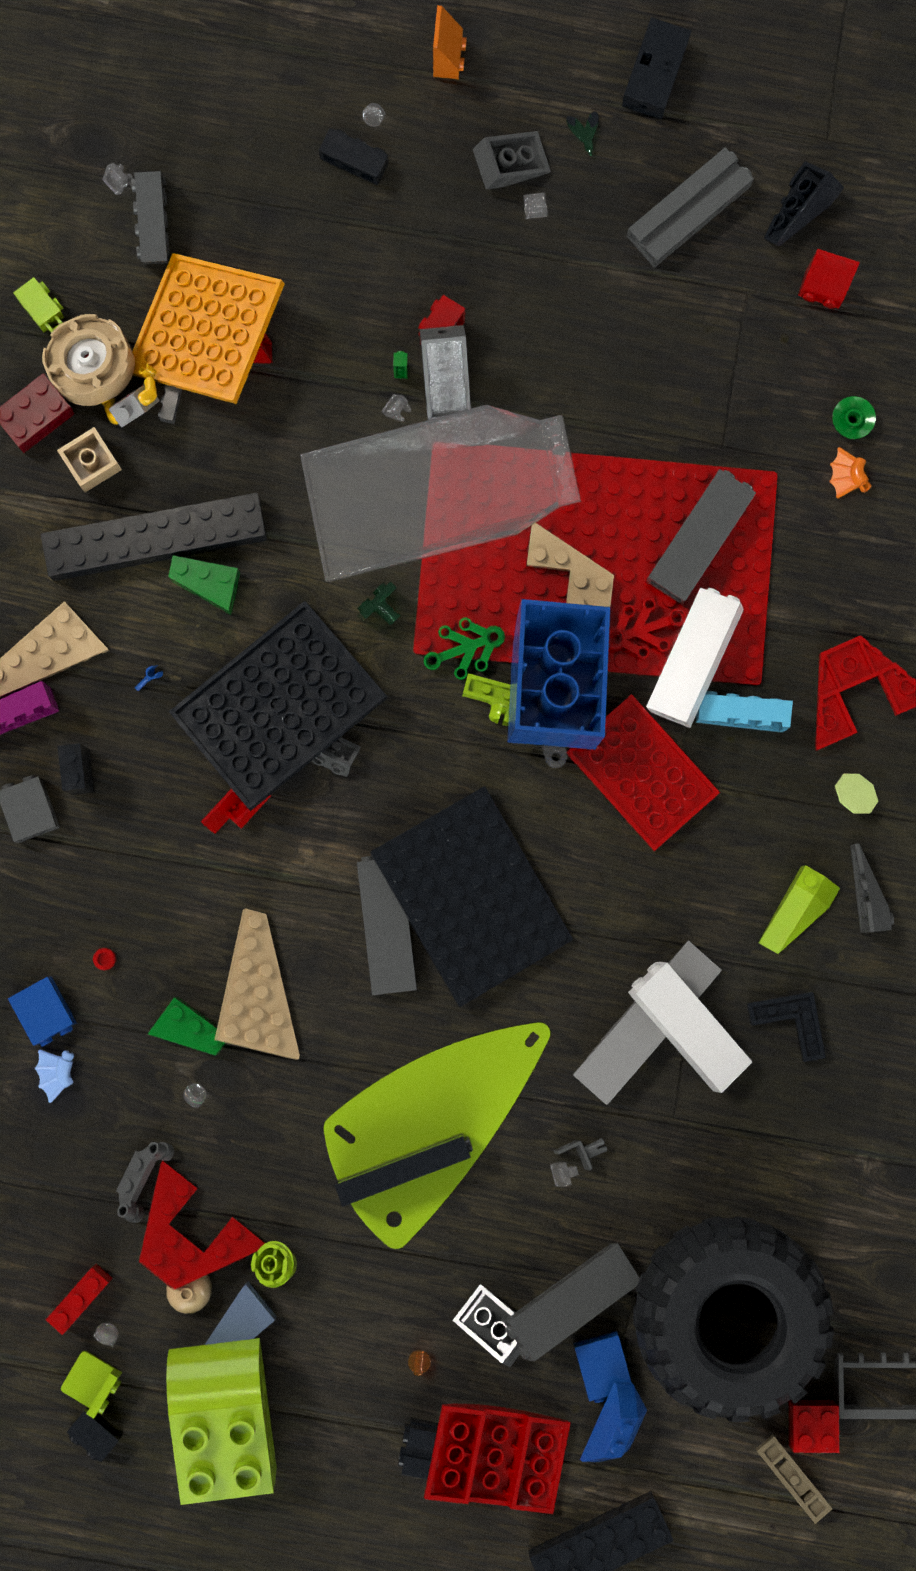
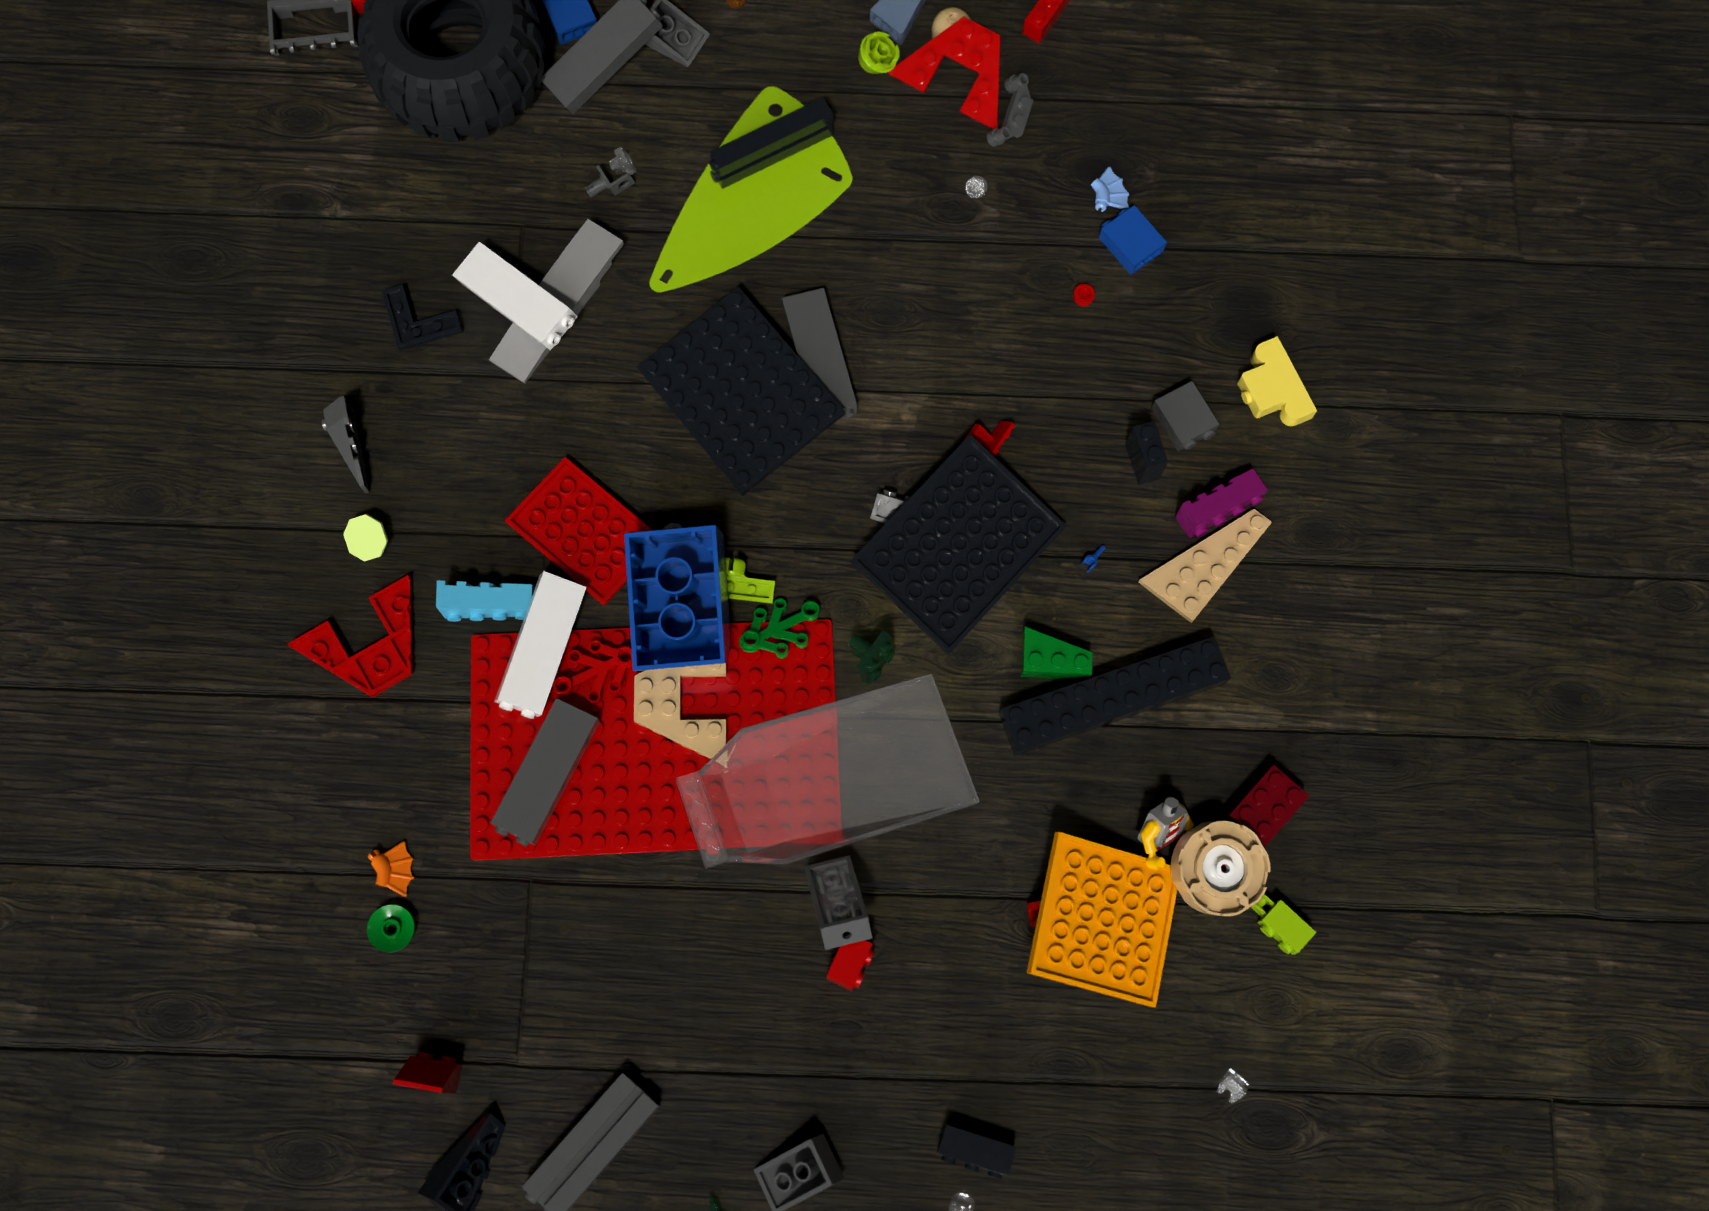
camera: 175 degrees right, 10 degrees down
(89, 459) = (1197, 764): tan brick -> none
(151, 217) = (1186, 1042): dark grey wedge -> none
(170, 404) = (1125, 836): dark grey piece -> none
(187, 1027) = (991, 240): green wedge -> none
(254, 999) = (934, 272): tan wing -> none
(394, 407) = (887, 869): clear tile -> none
(400, 365) = (888, 912): green piece -> none
(535, 205) = (765, 1125): clear tile -> none
(802, 904) = (414, 429): lime wedge -> none

